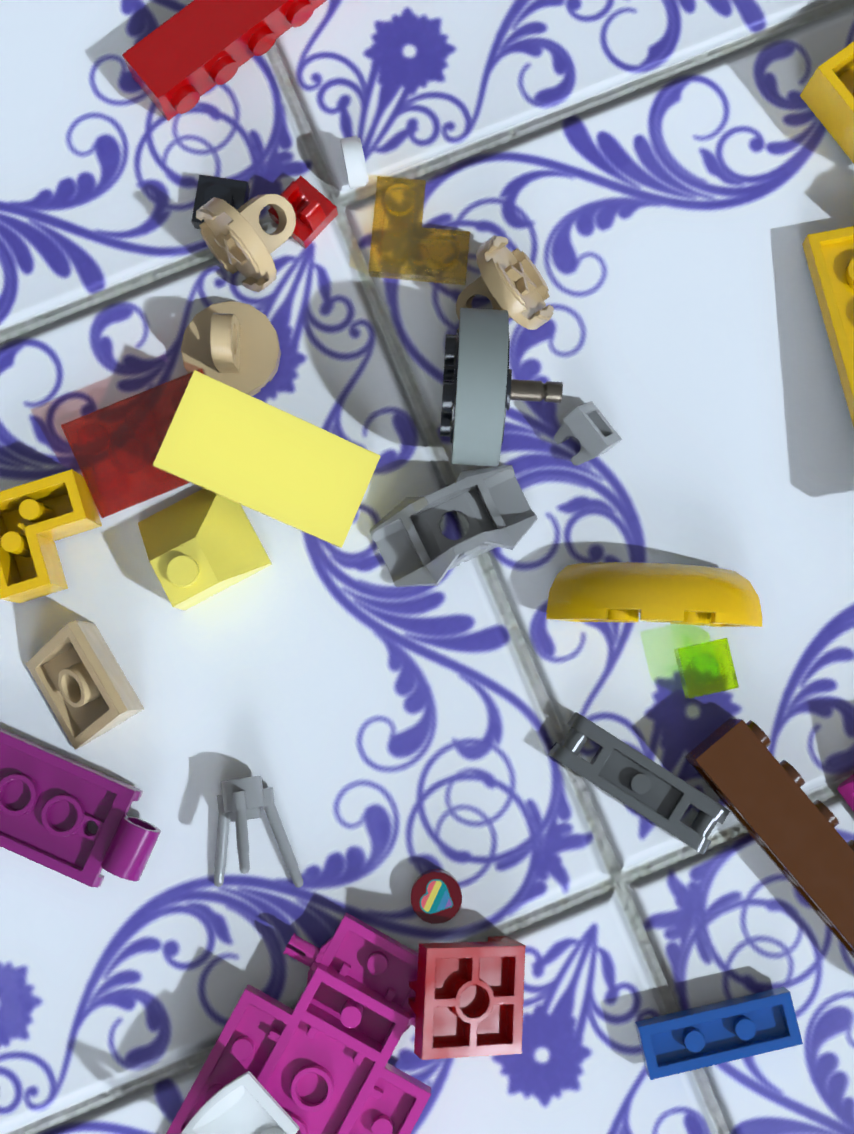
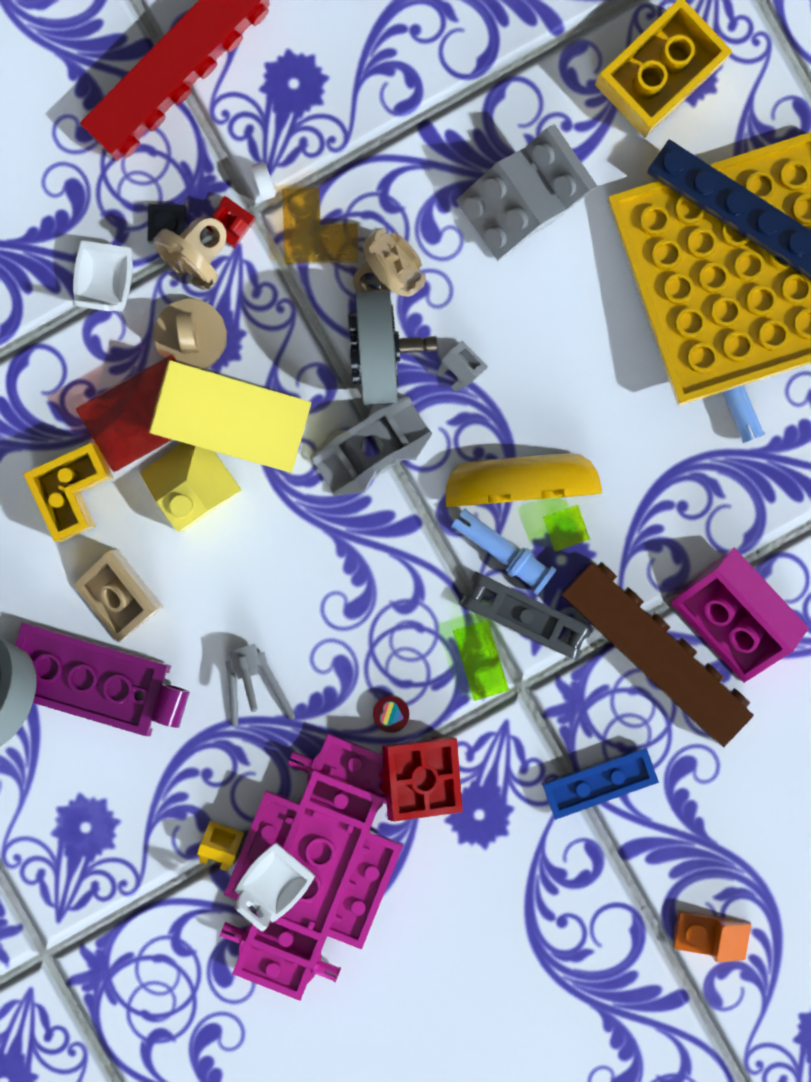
camera: 10 degrees left, 5 degrees up
(124, 257) = (102, 276): none -> white piece
(173, 1055) = (220, 845): none -> yellow tile
(568, 837) = (480, 660): none -> clear neon green plate
(635, 705) = (518, 562): none -> light blue pin
(701, 212) = (526, 192): none -> light grey bracket

